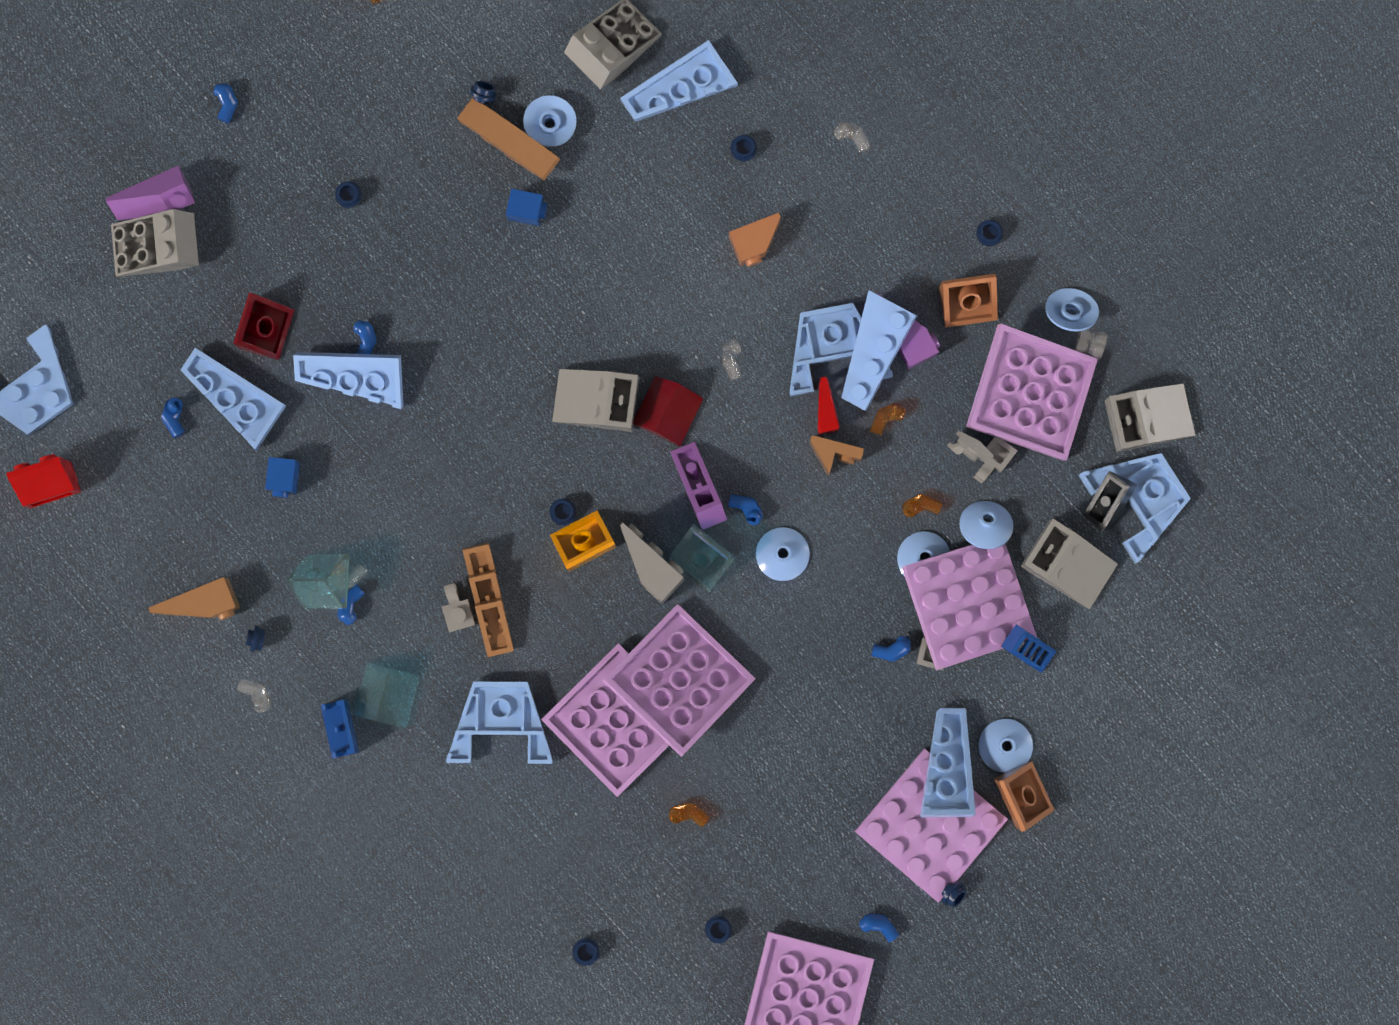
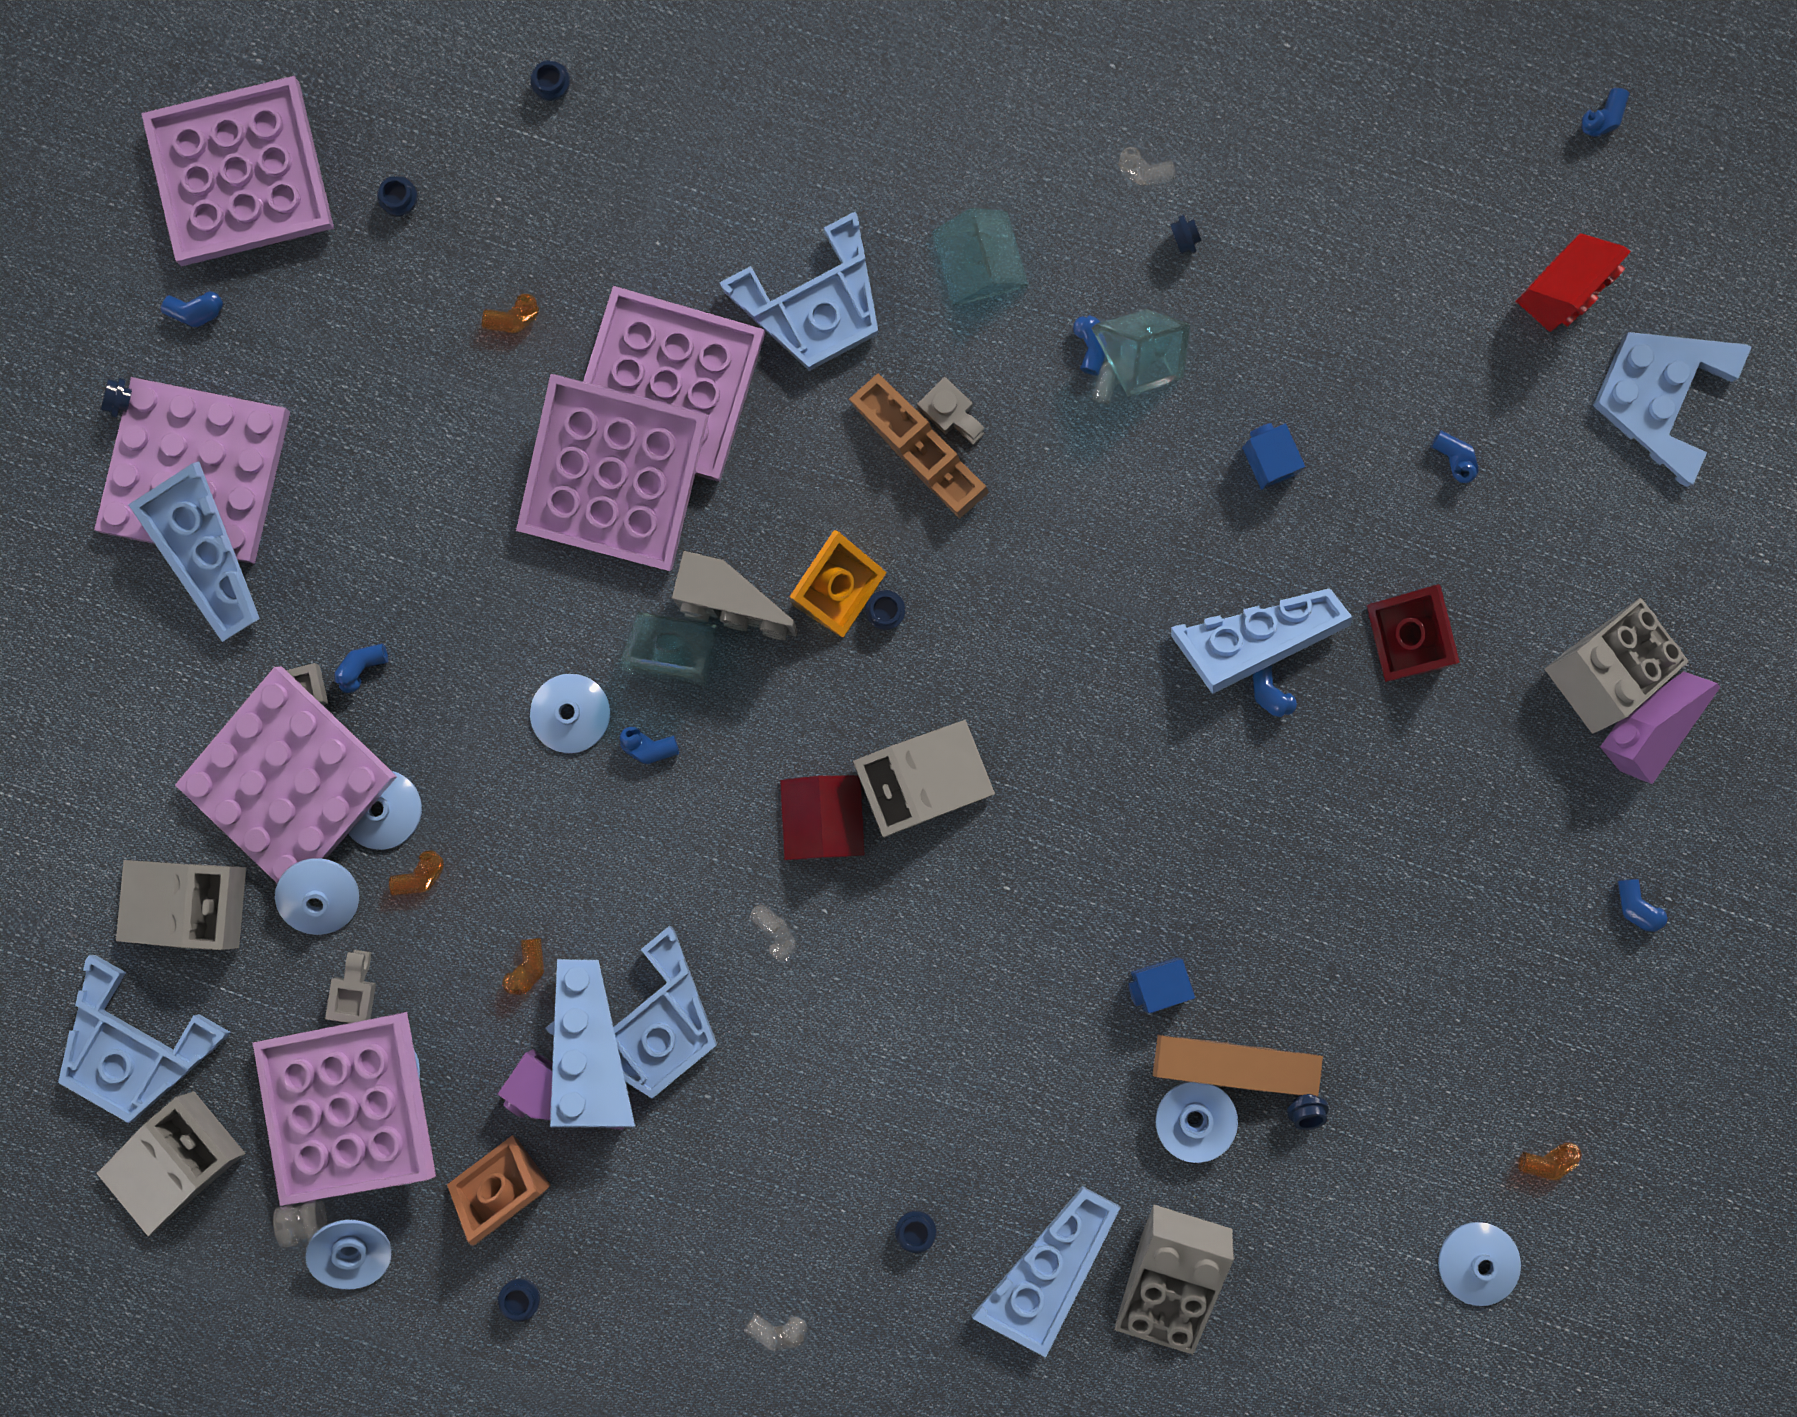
camera: 145 degrees right, 0 degrees up
(206, 601) = (1276, 243): medium nougat slope -> none
(239, 401) = (1387, 523): light blue wing -> none
(339, 728) = (1012, 183): blue hinge -> none
(348, 194) = (1405, 872): dark blue plate -> none
(698, 486) = (727, 740): medium lavender slope -> none
(754, 240) = (831, 1111): nougat slope -> none
(826, 449) = (579, 877): medium nougat slope -> none
(827, 415) = (607, 928): red slope -> none
(971, 448) = (383, 987): light grey plate -> none
(991, 745) = (165, 629): light blue dish -> none
(1016, 638) = (176, 761): blue slope -> none
(1024, 796) = (86, 568): nougat slope -> none
(1109, 500) = (166, 1019): black slope -> none

